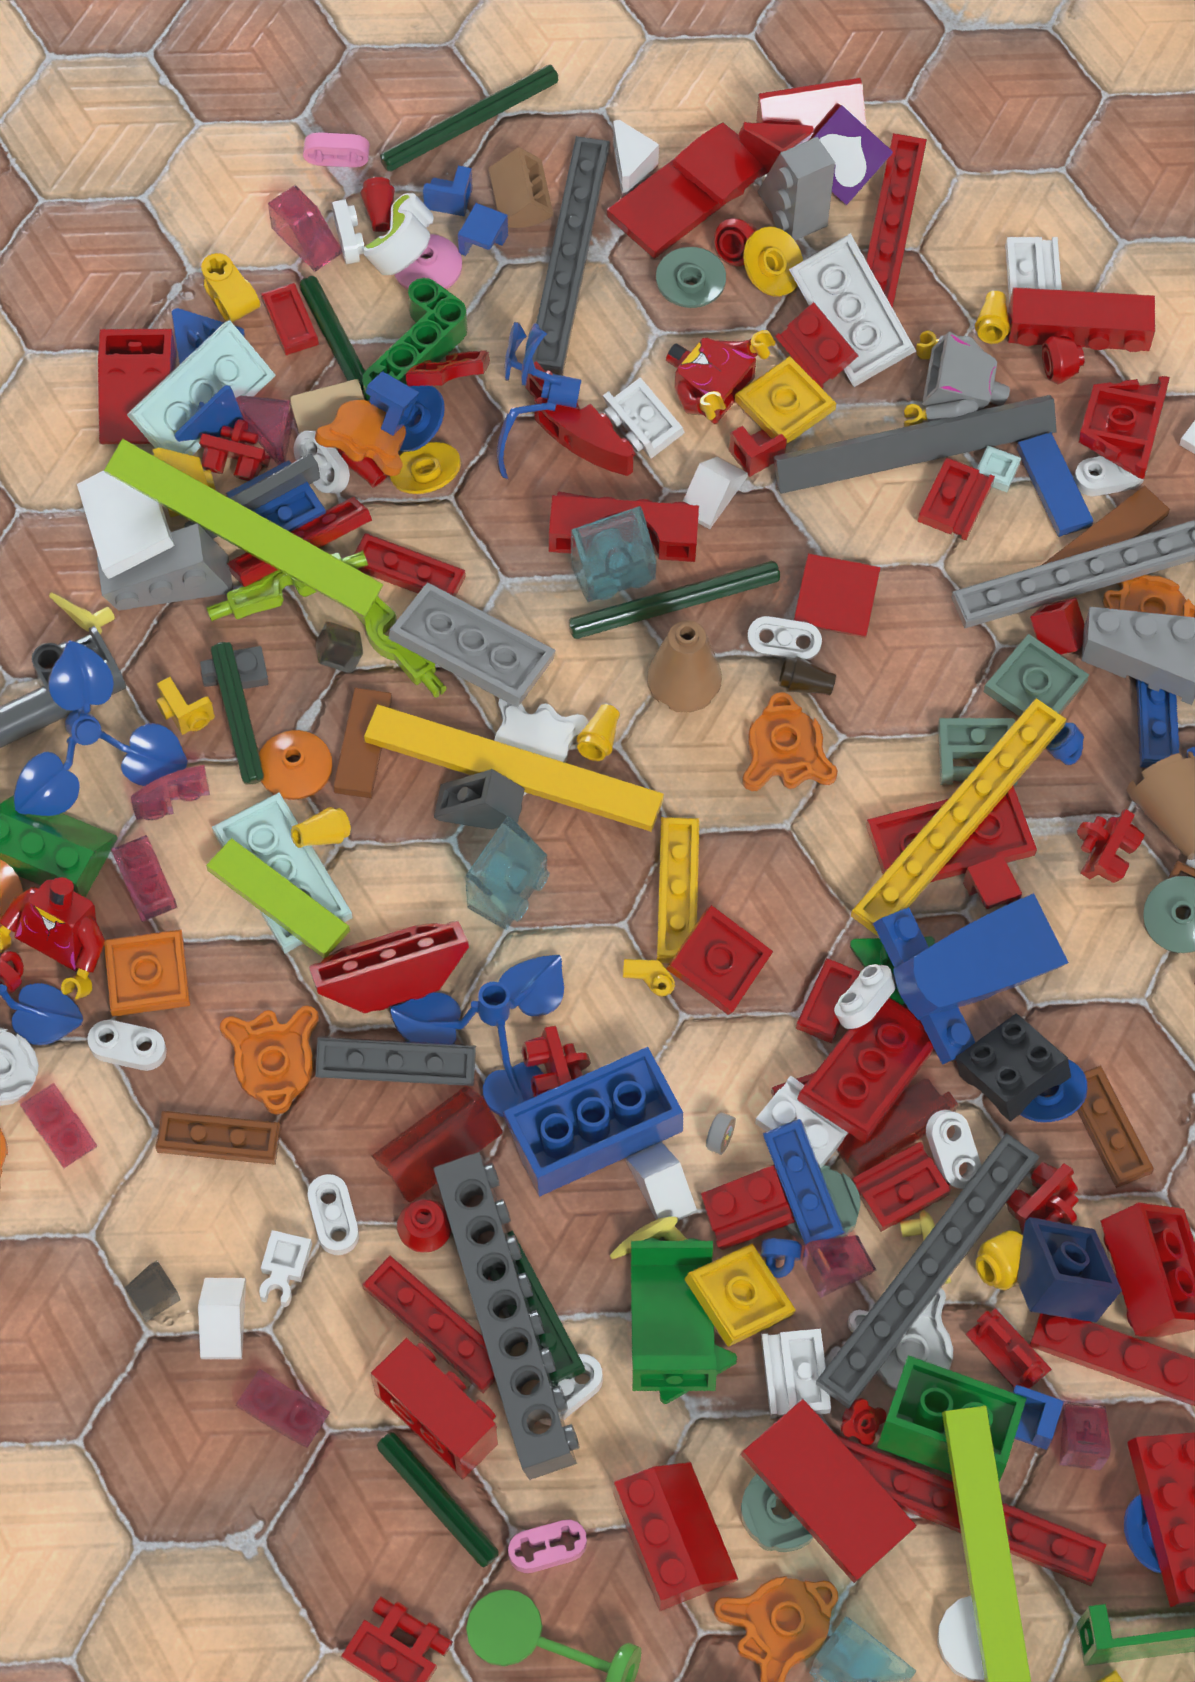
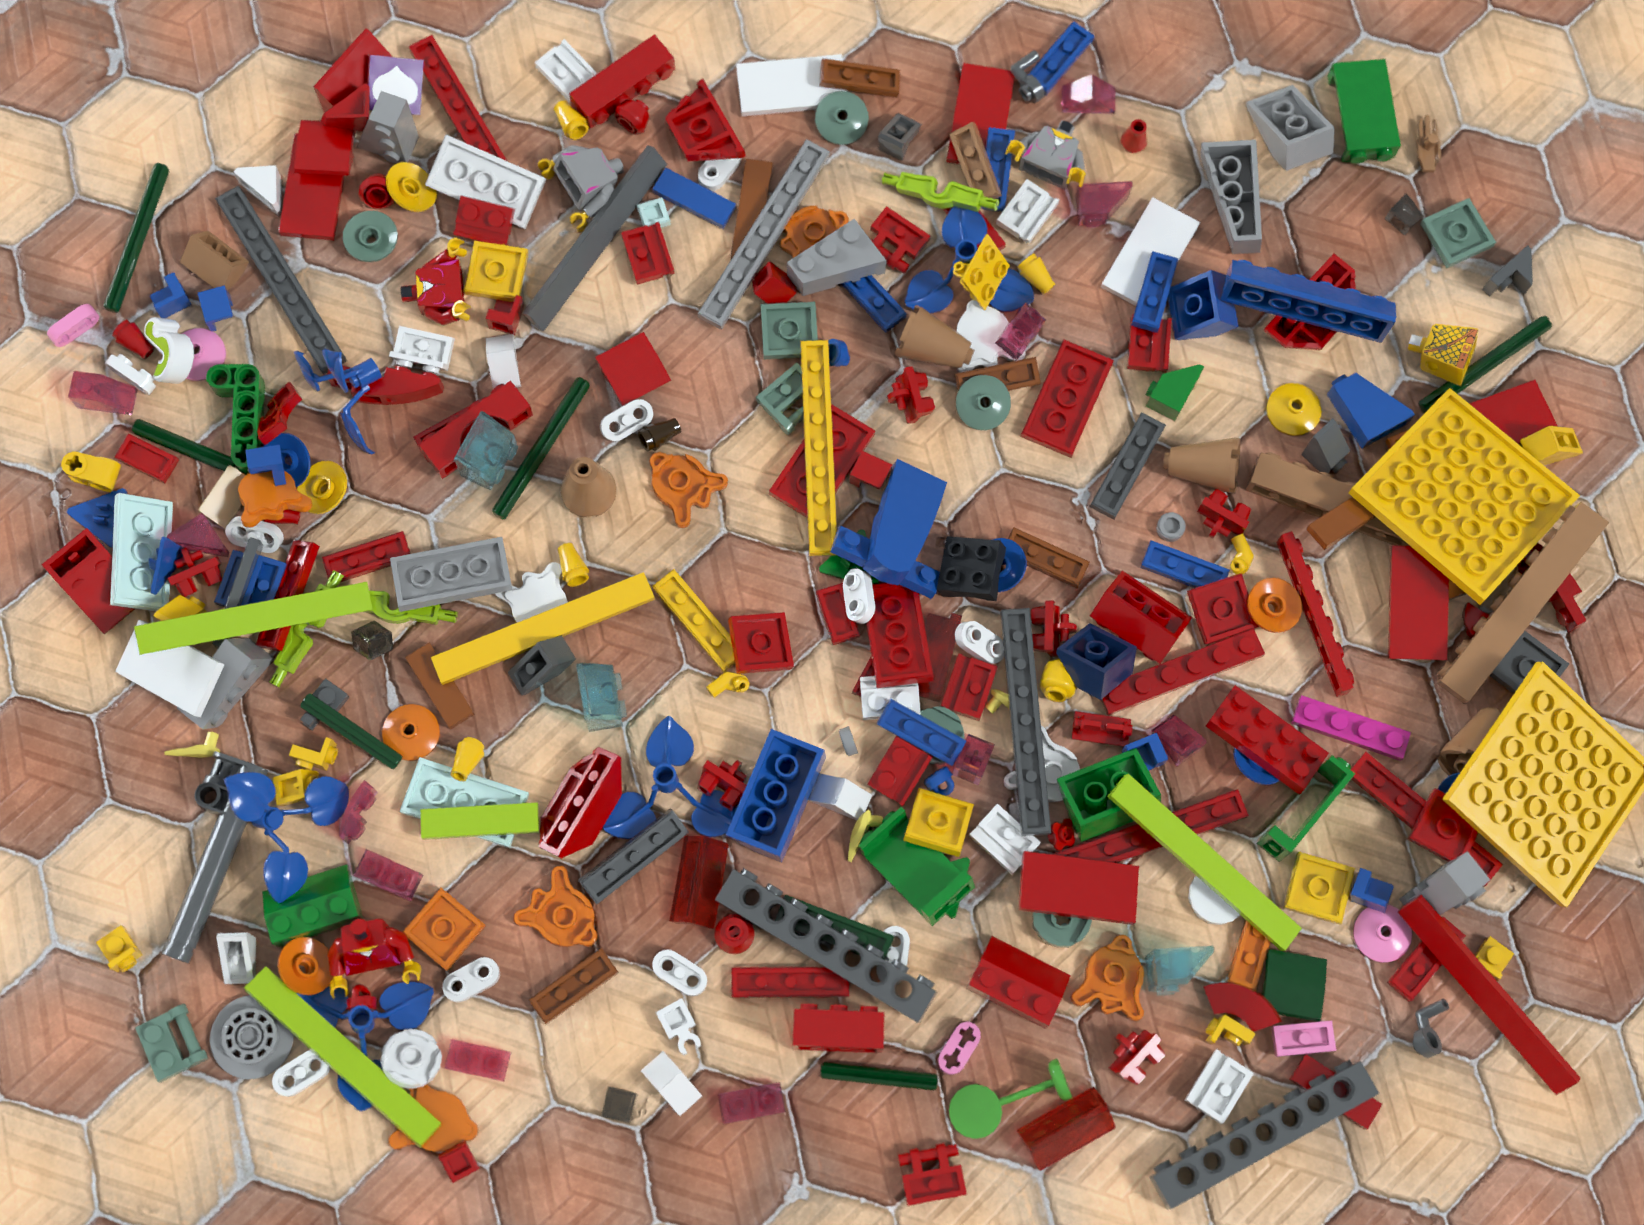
camera: 45 degrees left, 10 degrees up
(132, 714) = (292, 786): none -> yellow bracket

